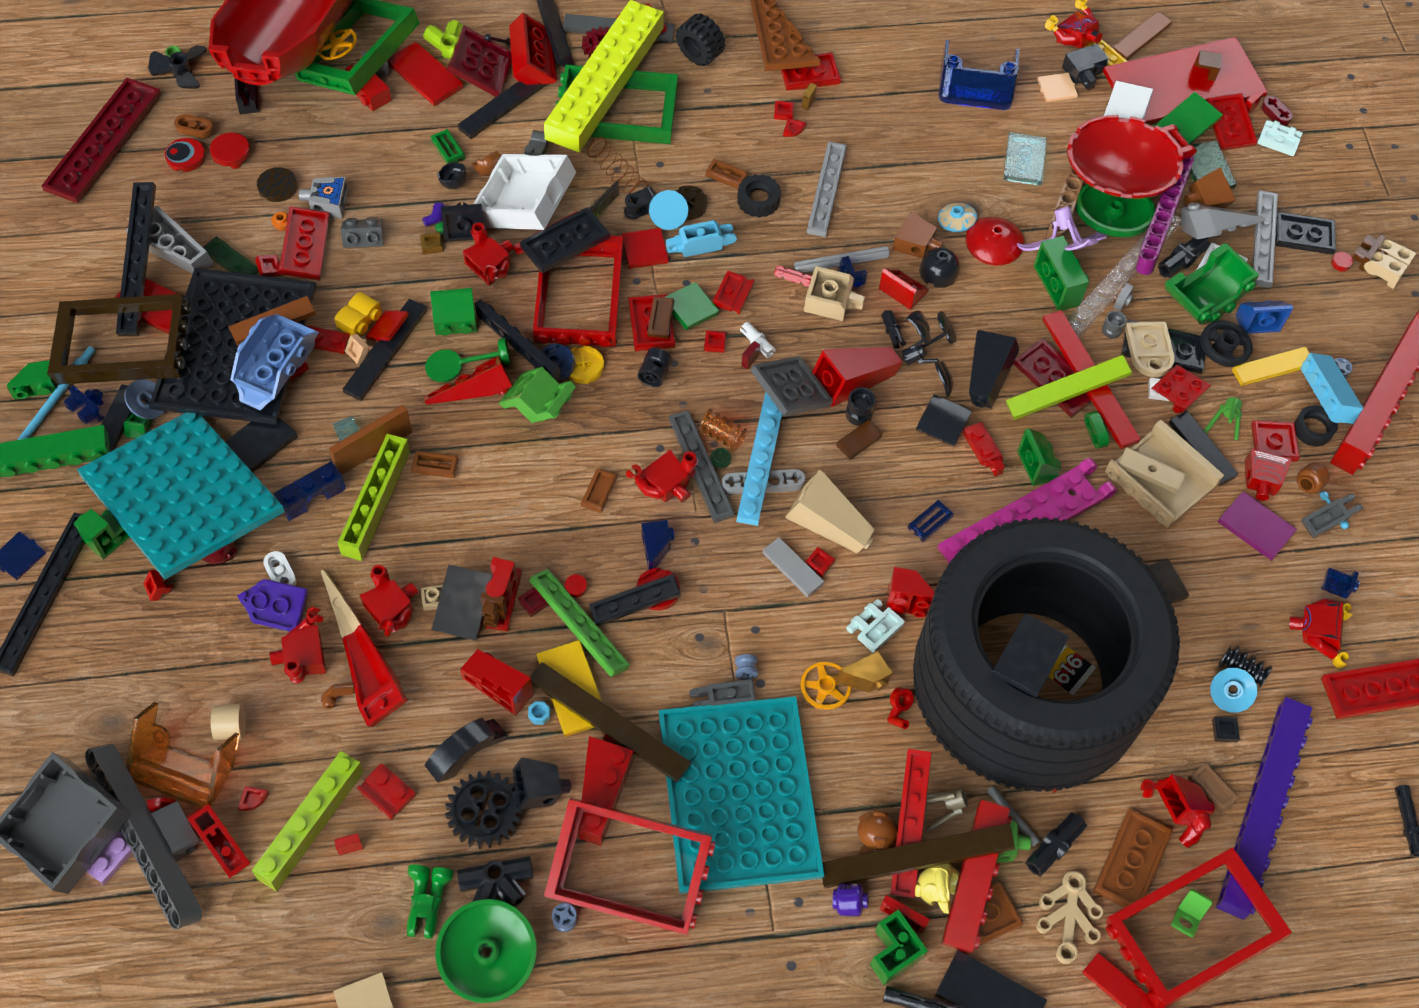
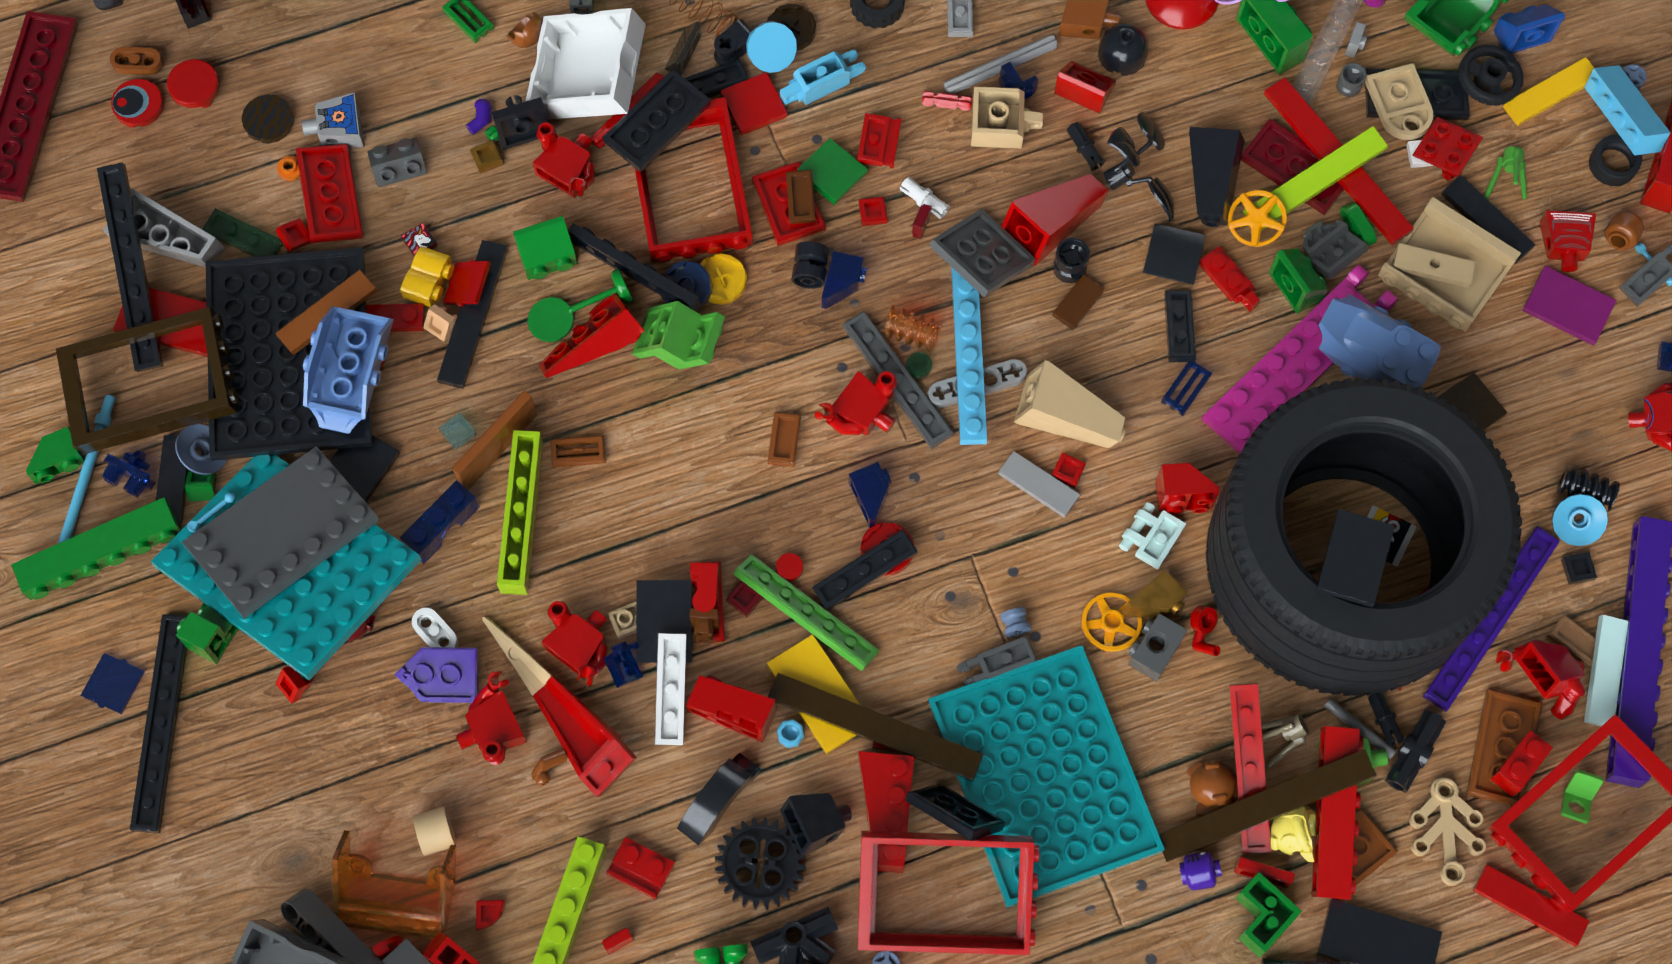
camera: 10 degrees left, 10 degrees up
(118, 450) = (193, 526): none -> medium azure hinge
(181, 467) = (280, 532): none -> dark grey plate
(362, 286) = (419, 237): none -> tile
(420, 628) = (623, 664): none -> clear blue bracket
(451, 655) = (670, 689): none -> white plate
(452, 175) = (487, 58): black hair -> none
(621, 225) = (718, 78): none -> black tile
(655, 801) = (955, 811): none -> black tile
(677, 383) = (843, 278): none -> clear blue slope
(853, 724) = (1154, 662): none -> dark grey brick
(935, 473) = (1179, 326): none -> black tile
(1016, 406) = (1257, 217): none -> light orange wheel
(1036, 812) = (1385, 718): none -> black axle
(1072, 441) = (1332, 247): none -> dark grey slope
(1078, 501) = (1375, 345): none -> medium blue slope
(1142, 753) = (1469, 654): none -> dark purple tile
(1144, 873) = (1521, 763): none -> red brick
(1233, 813) = (1606, 670): none -> light aqua tile
(1276, 438) = (1571, 188): red tile -> none

